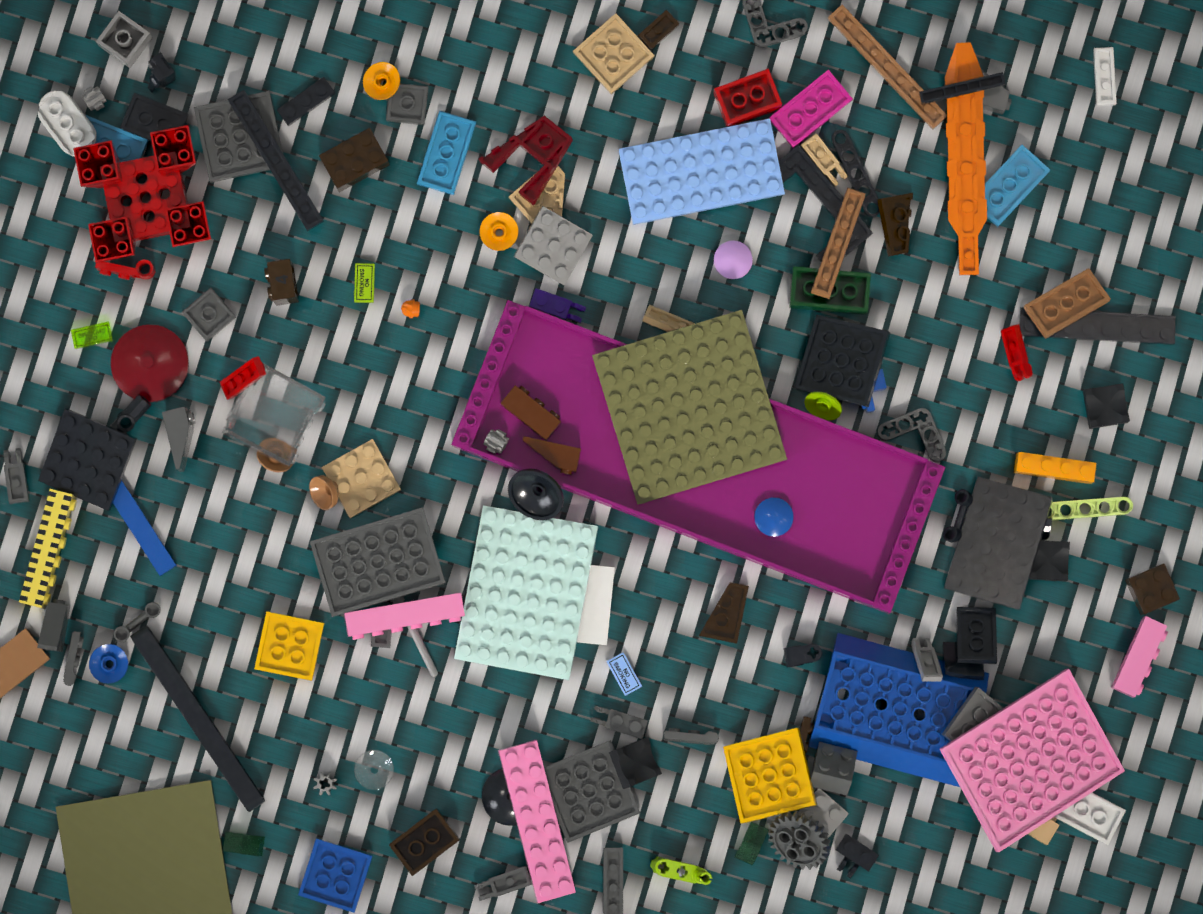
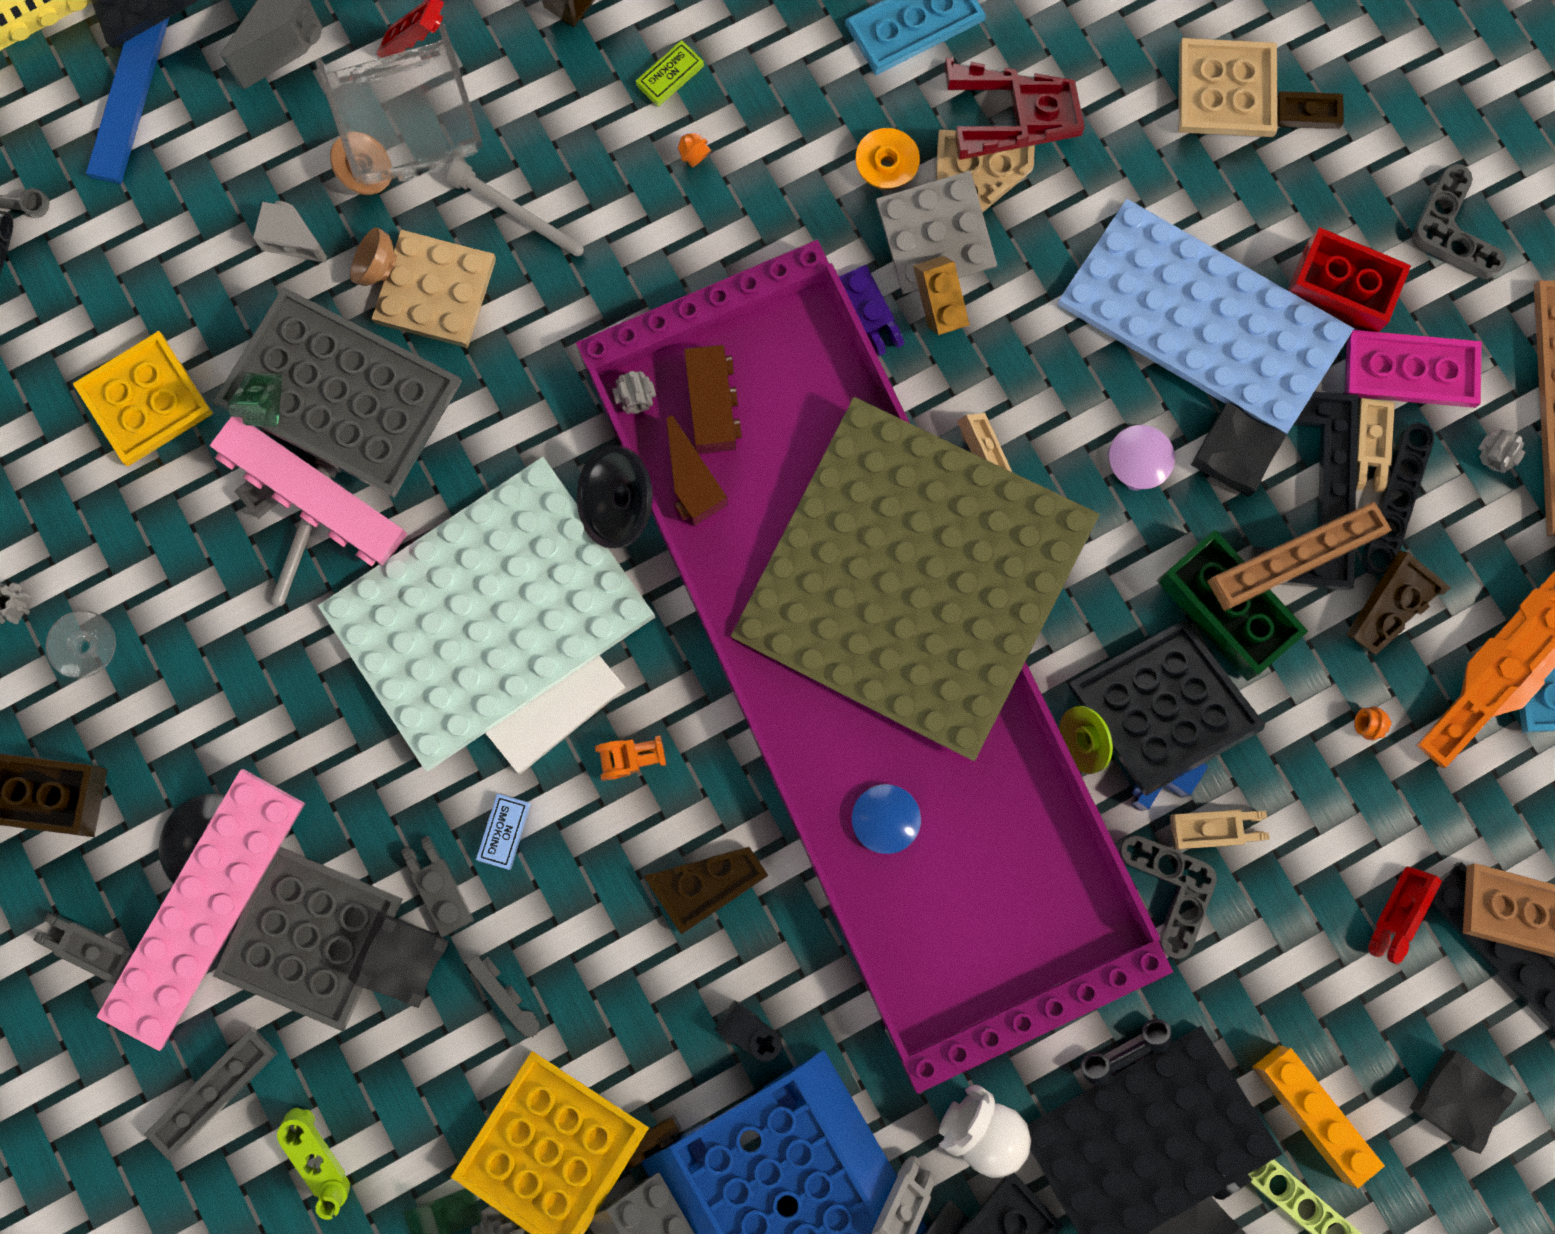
camera: 40 degrees right, 5 degrees down
(274, 516) = (285, 233): none -> light grey slope
(325, 417) = (462, 176): none -> light grey piece
(352, 596) = (257, 399): none -> clear green slope
(583, 273) = (941, 295): none -> pearl gold brick
(645, 595) = (628, 757): none -> orange connector
(770, 218) = (1238, 450): none -> black brick
(880, 111) = (1501, 450): none -> light grey gear
(909, 391) = (1214, 829): none -> tan hinge
(932, 601) = (986, 1133): none -> white tile
(933, 283) = (1372, 723): none -> orange plate

